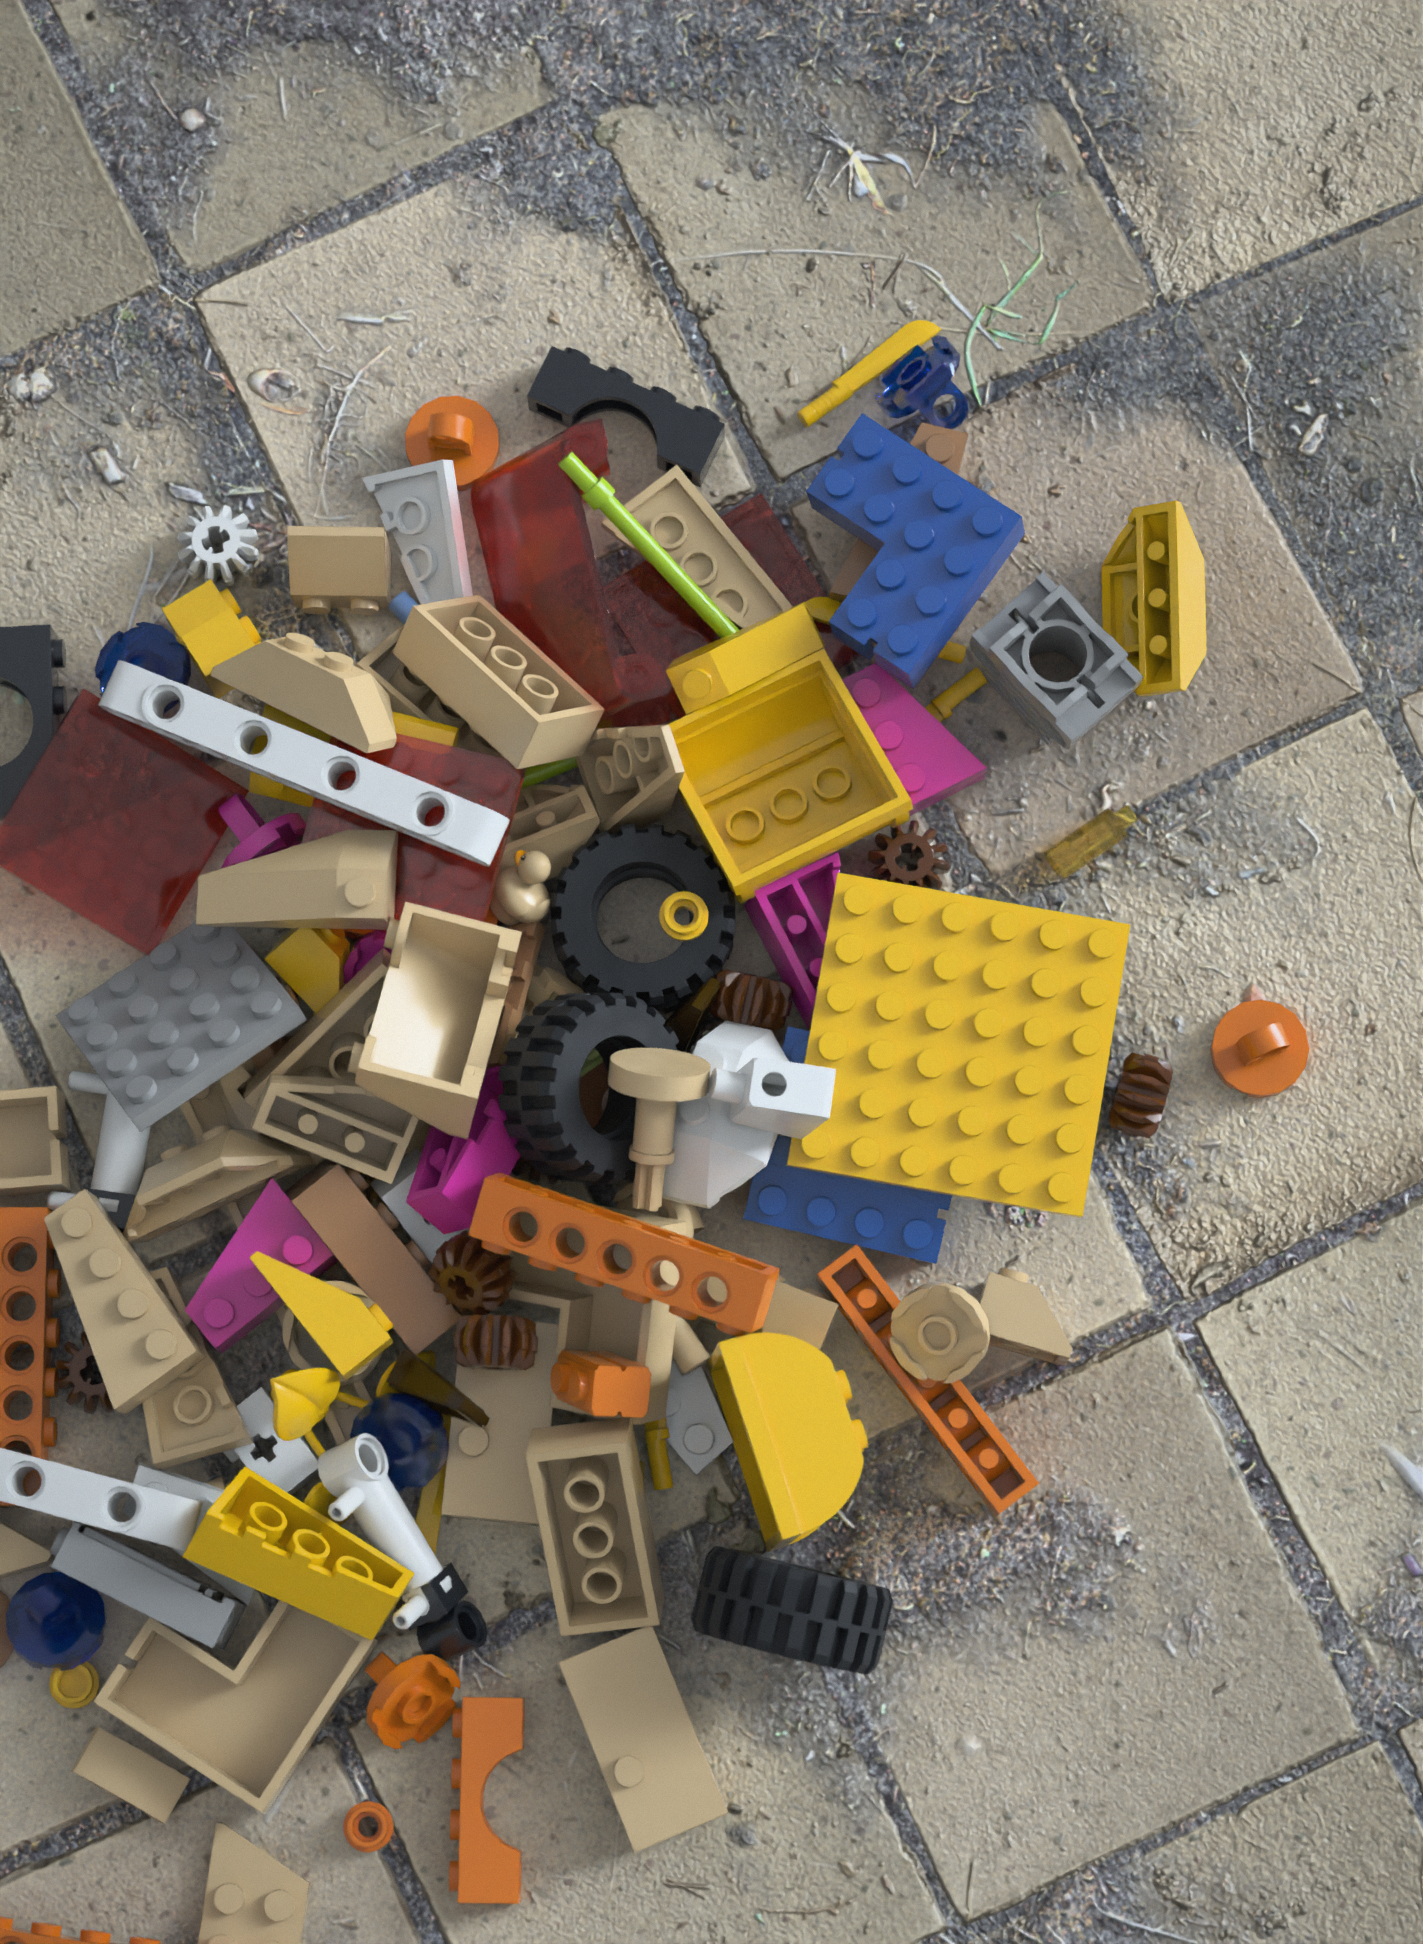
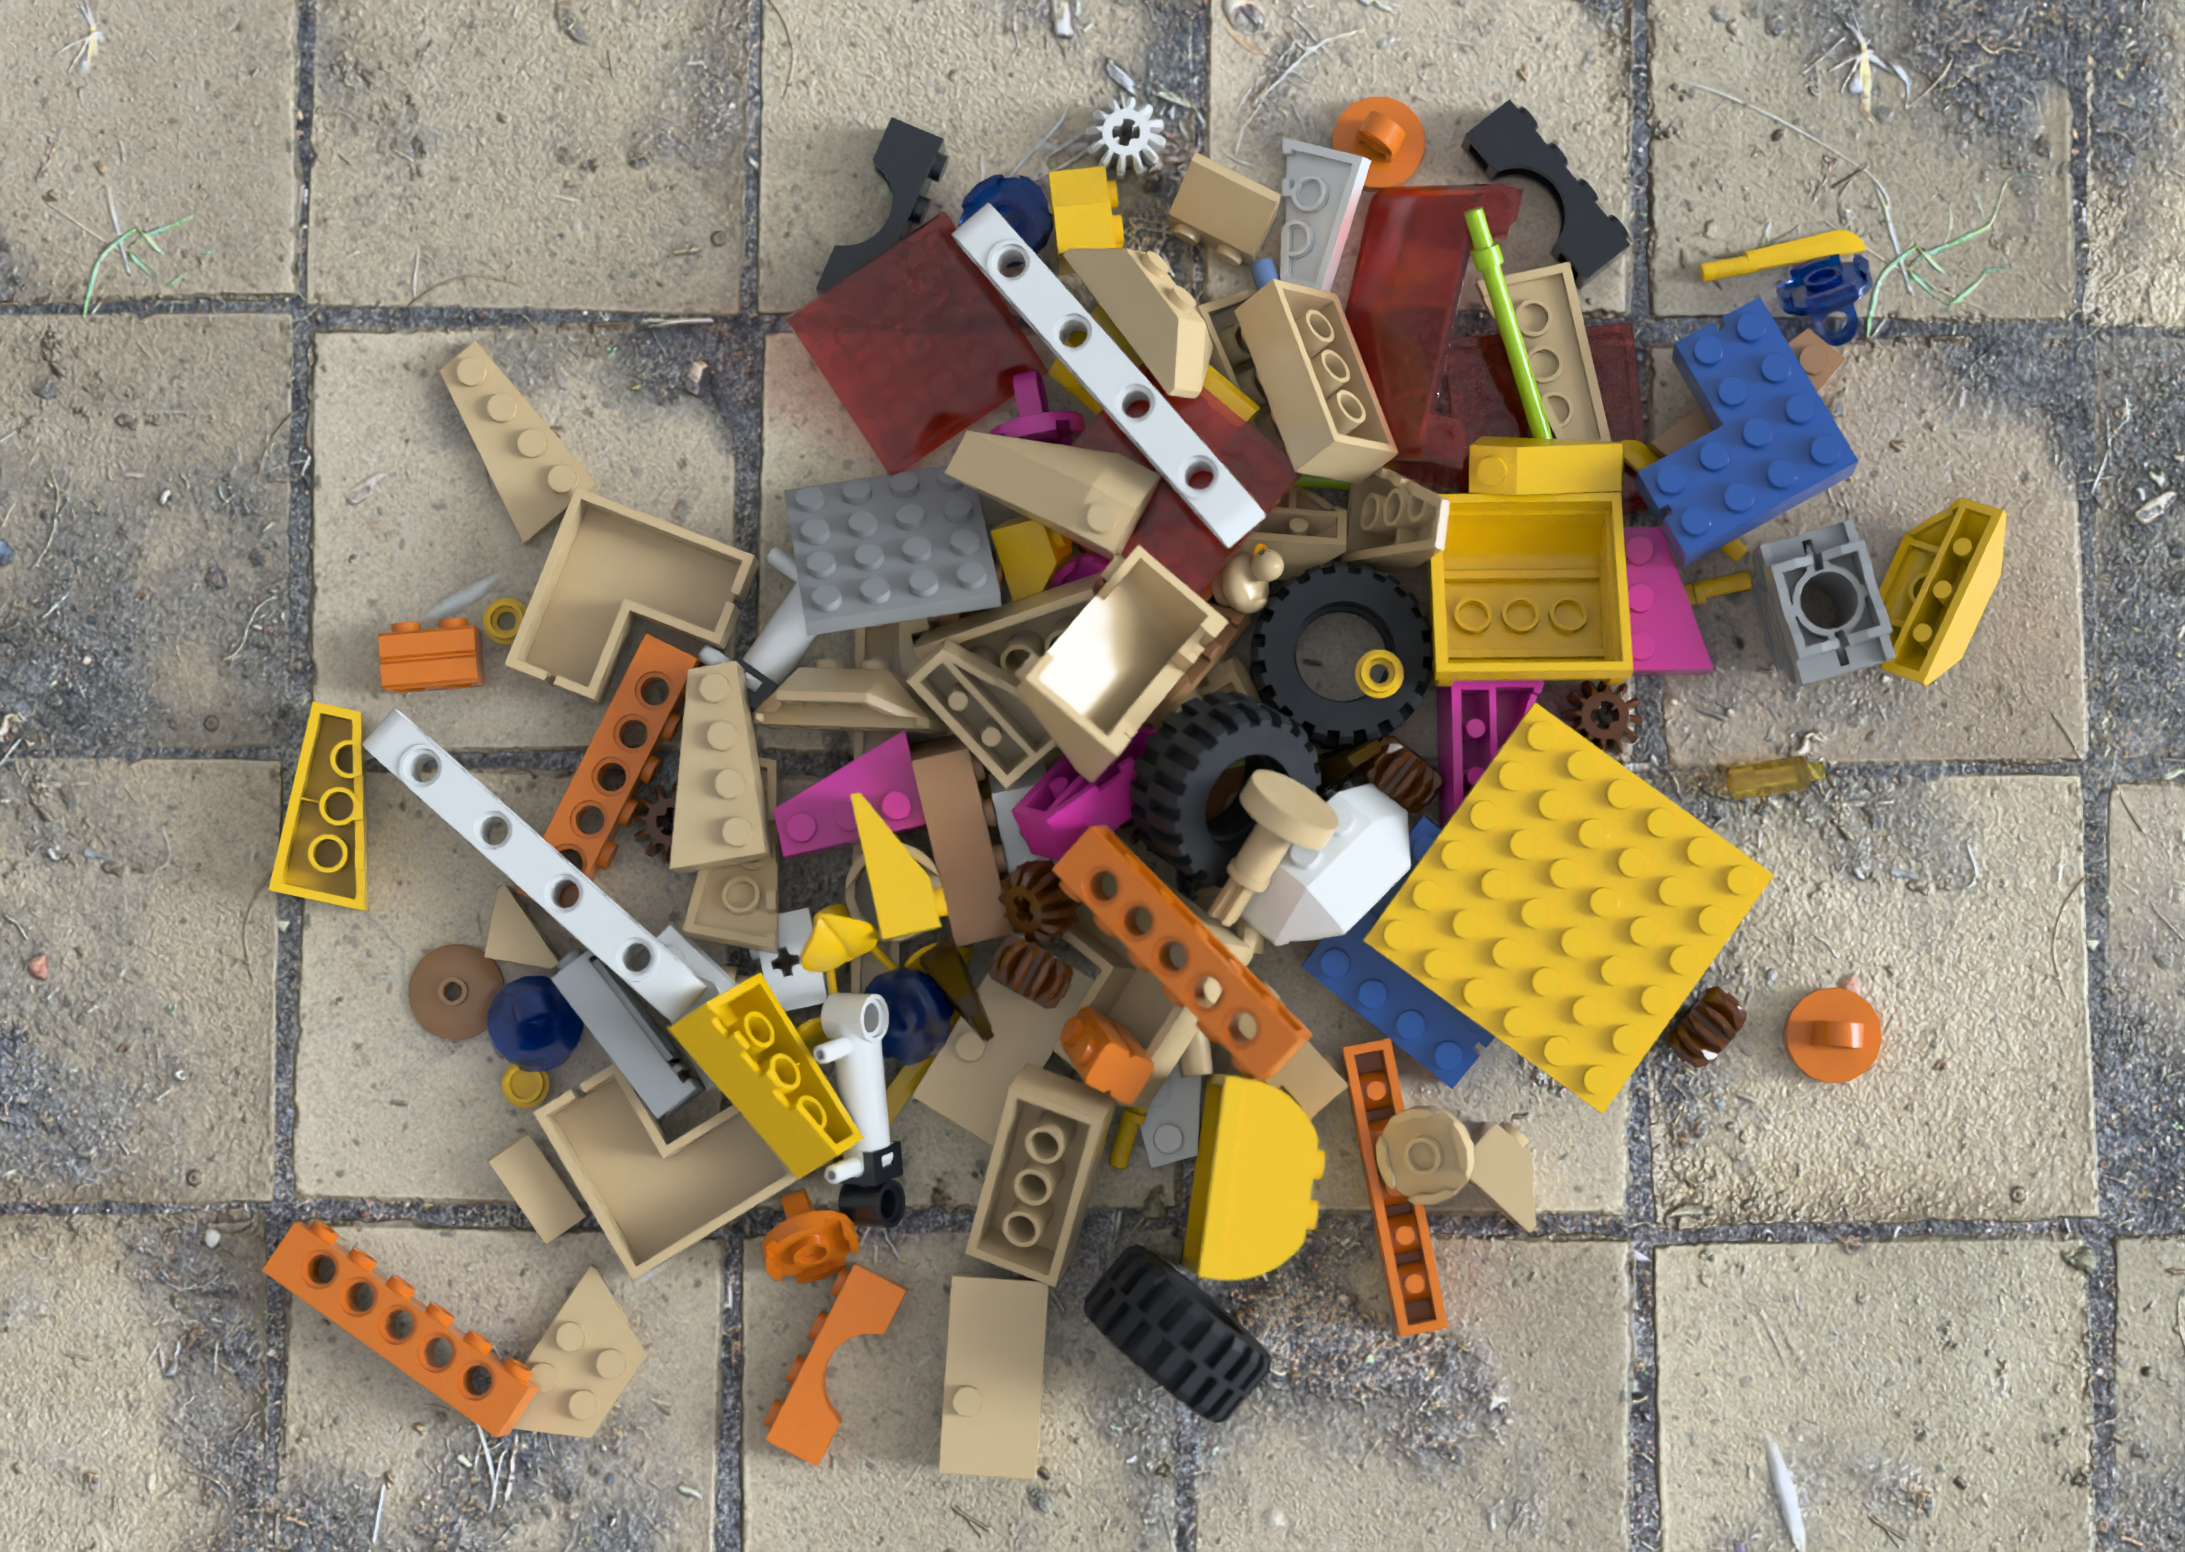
camera: 25 degrees right, 5 degrees up
(352, 1831) = (709, 1344): orange plate -> none
(776, 1095) = (1384, 879): white torso -> none

